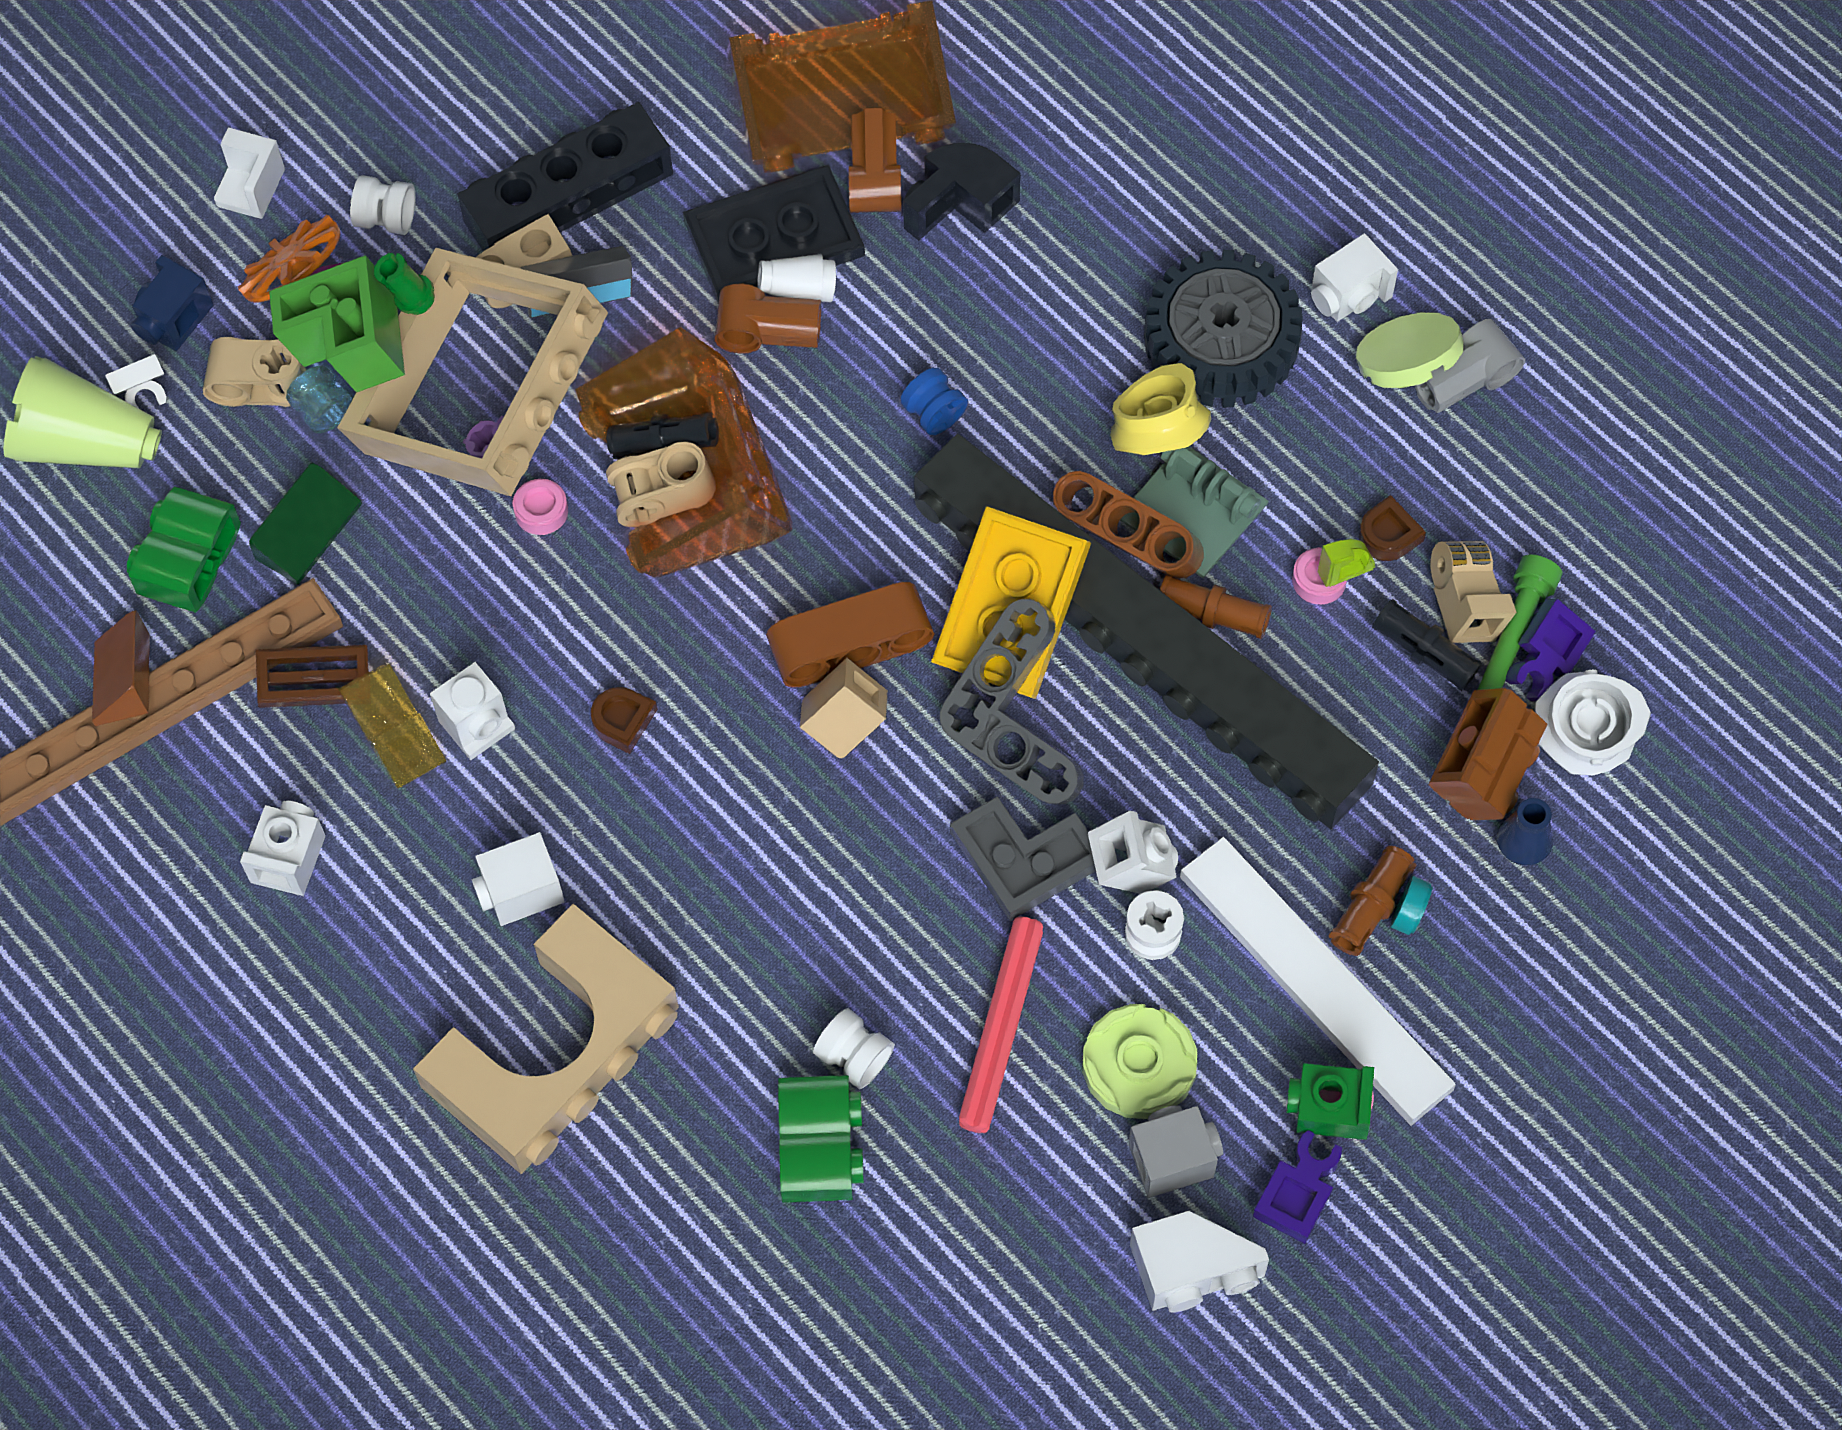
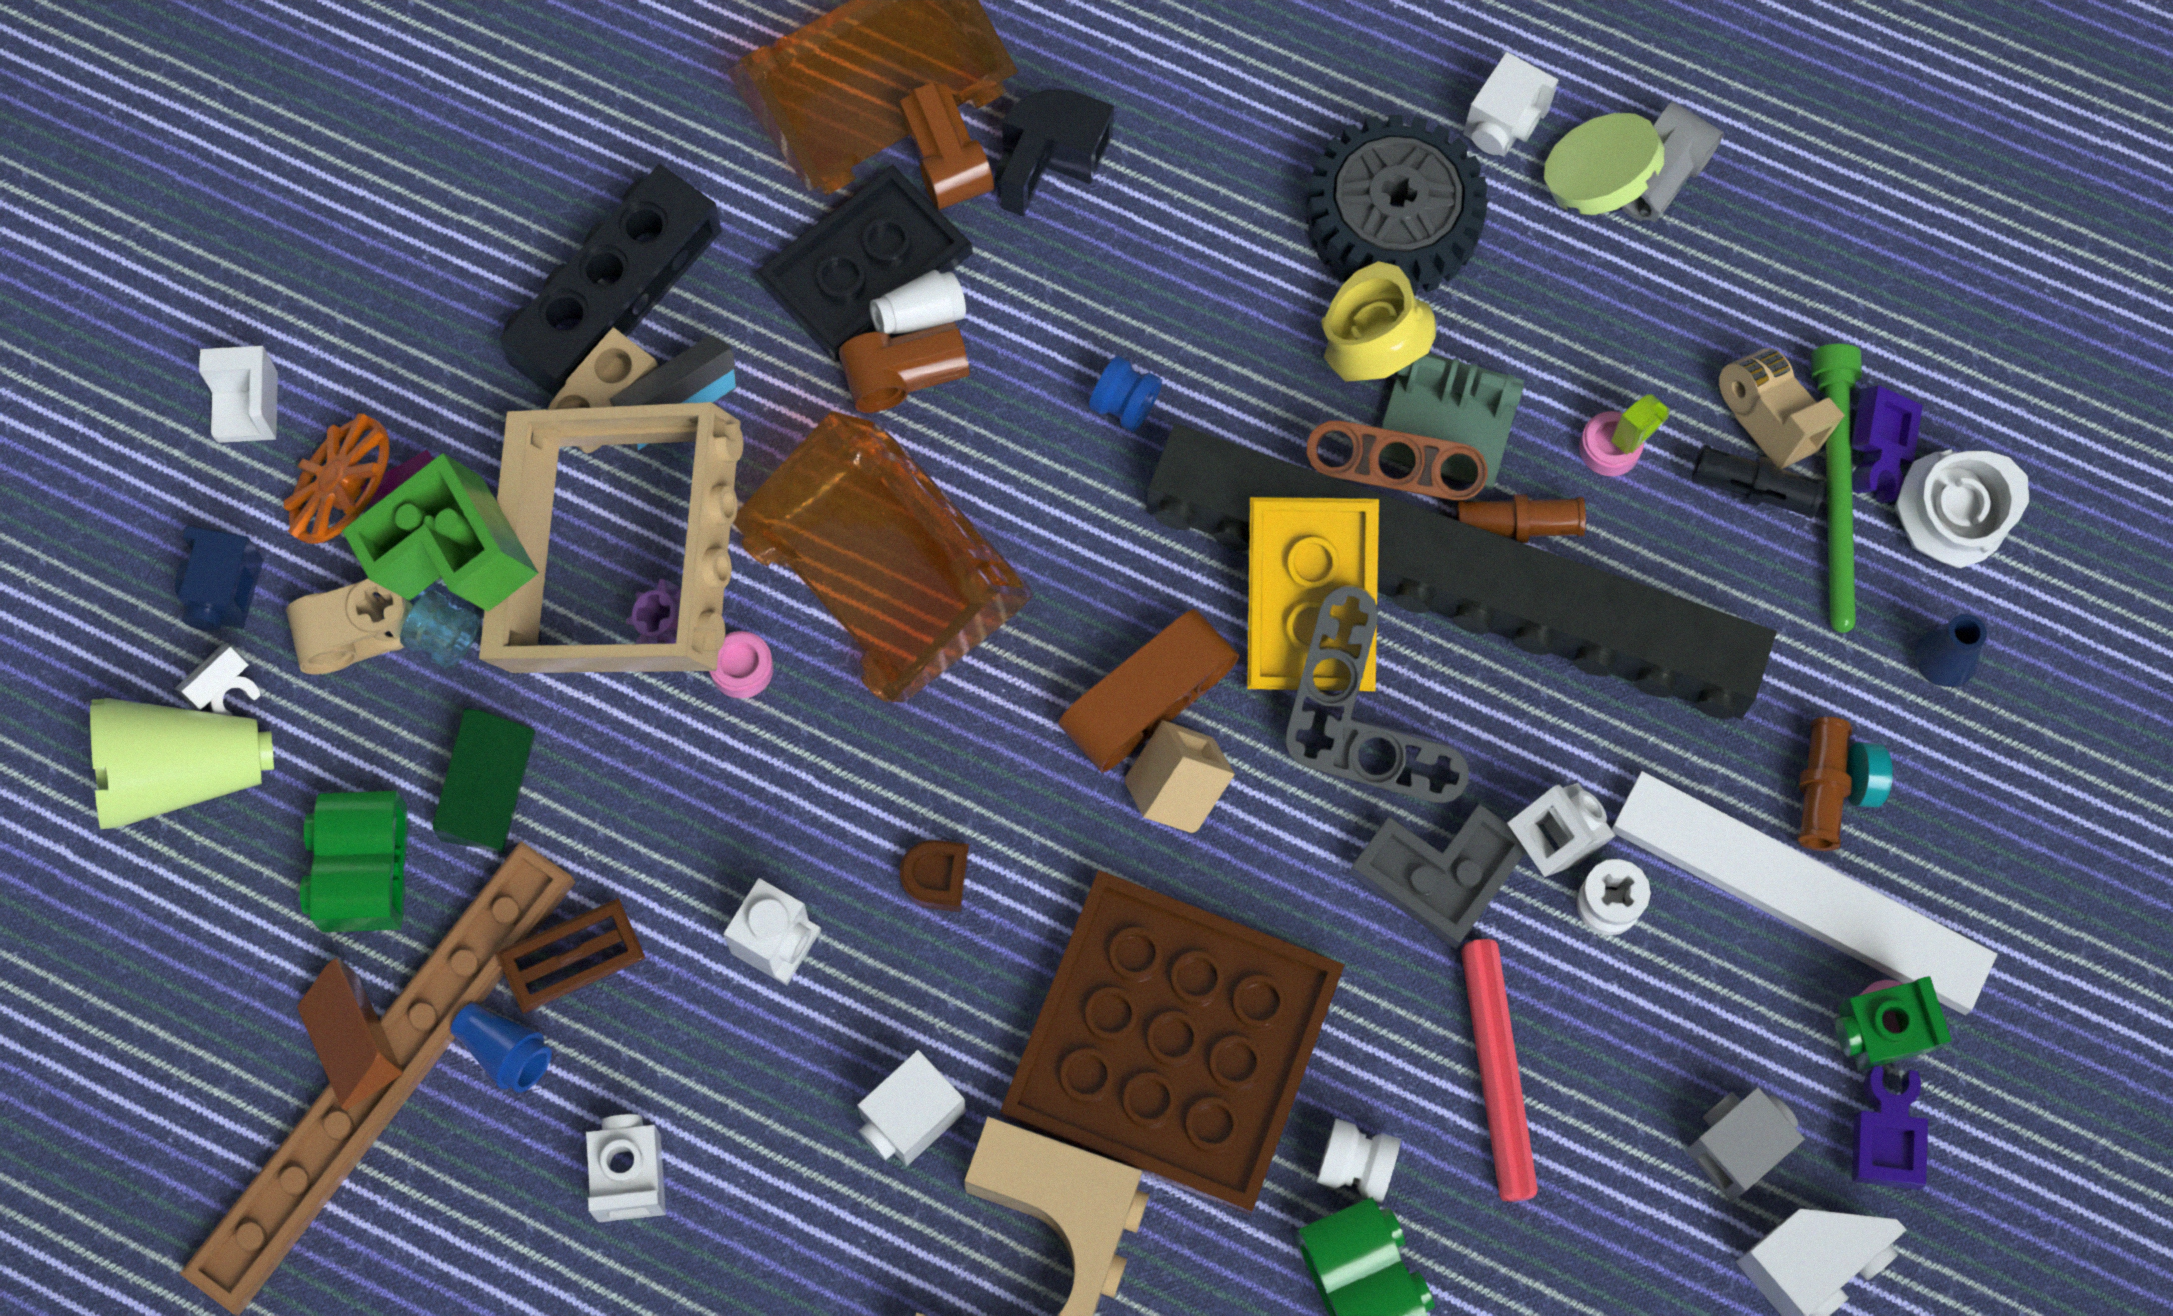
camera: 25 degrees left, 5 degrees up
(233, 726) = (504, 1049): none -> blue cone
(382, 205) = (414, 378): white wheel -> none
(392, 725) = (685, 980): clear yellow slope -> none
(411, 291) = (503, 472): green pin -> none
(657, 483) = (865, 596): tan piece -> none
(661, 432) = (850, 538): black pin -> none
(749, 907) = (1173, 1042): none -> reddish brown plate
(1139, 1060) = (1659, 1053): yellowish green tile -> none
(1390, 531) = (1660, 368): reddish brown tile -> none
(1488, 754) = (1879, 581): dark orange brick -> none

